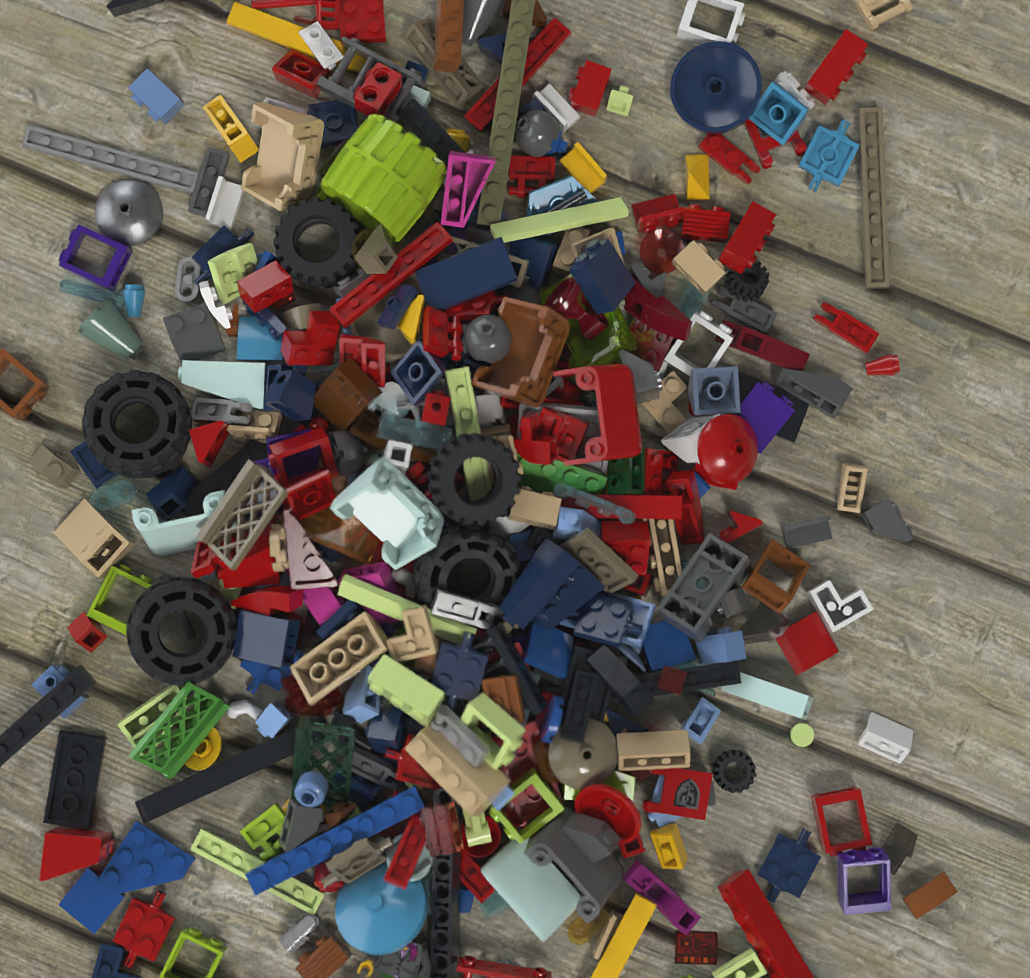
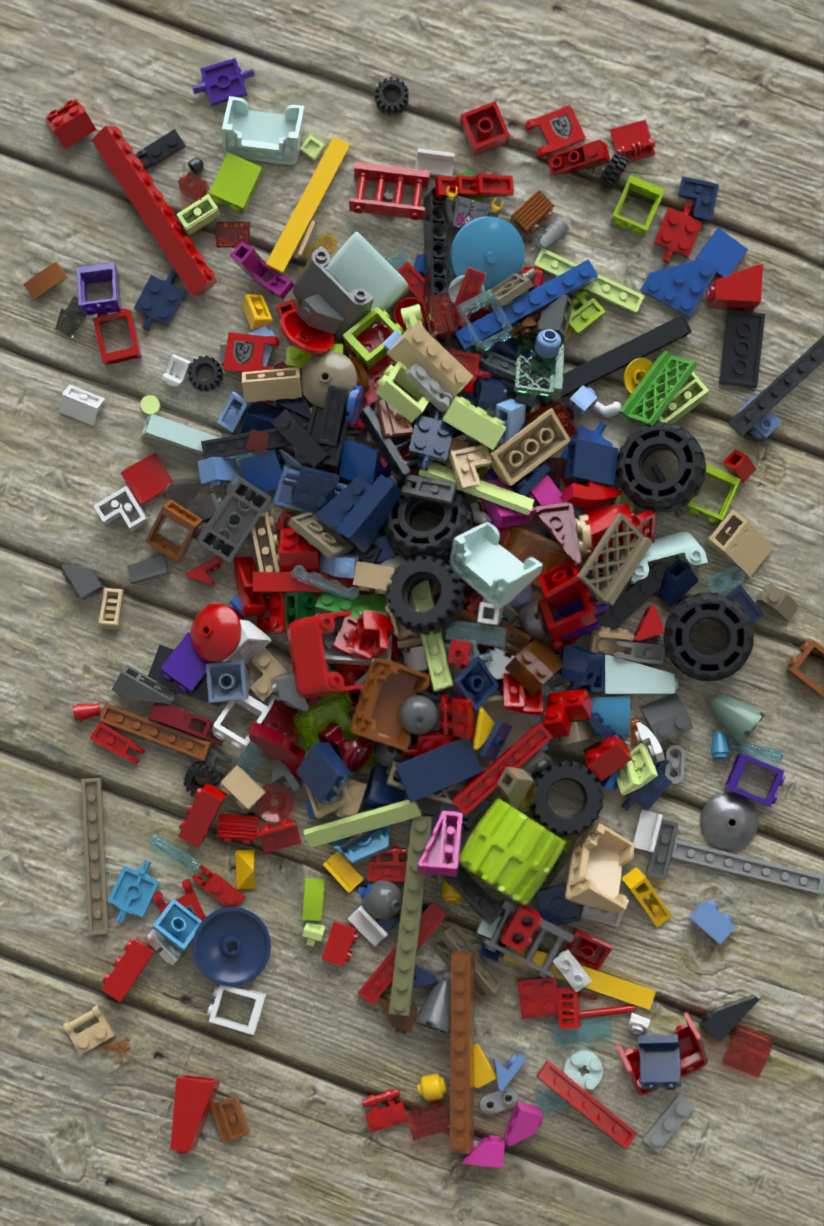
camera: 170 degrees right, 0 degrees up
(398, 842) = (477, 302): none -> clear light blue window
(619, 139) = (313, 899): none -> lime slope
(666, 712) = (260, 417): none -> dark blue slope
(769, 774) = (176, 371): none -> white bracket
(780, 199) = (174, 852): none -> clear light blue axle
(801, 337) = (155, 732): none -> dark orange tile

